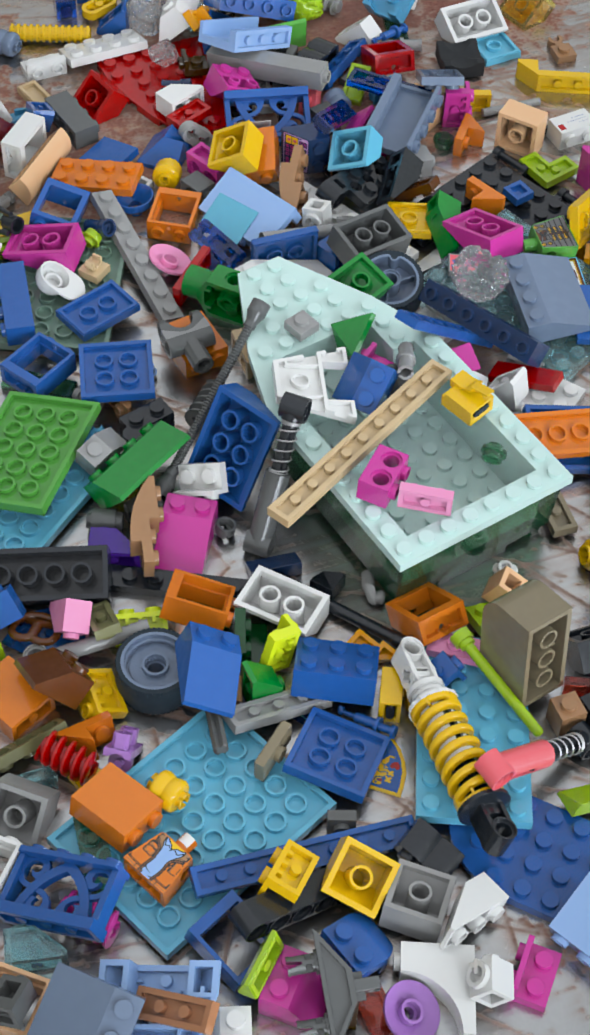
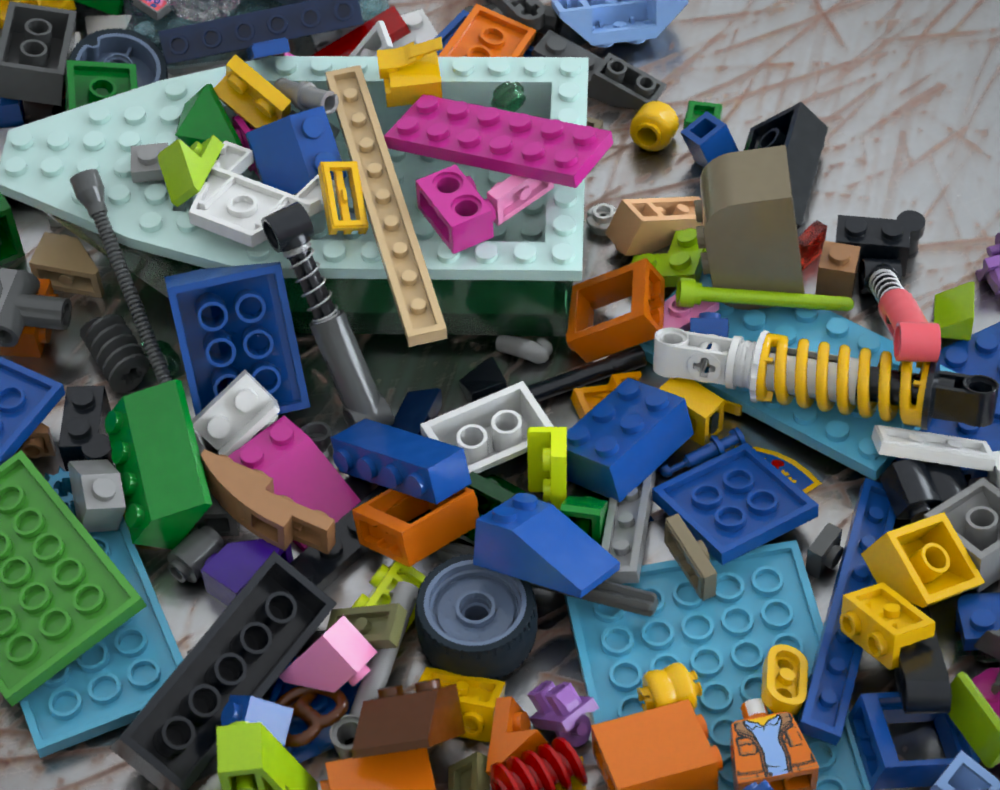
camera: 50 degrees left, 0 degrees up
(216, 845) = (784, 679): none -> yellow plate
(223, 570) = (401, 460): none -> blue brick
(304, 342) = (187, 167): none -> lime slope
(329, 436) = (346, 224): none -> yellow tile
(386, 337) = (251, 95): none -> yellow bracket
(448, 466) = (499, 140): none -> dark pink plate
(453, 836) = (933, 448): none -> white tile

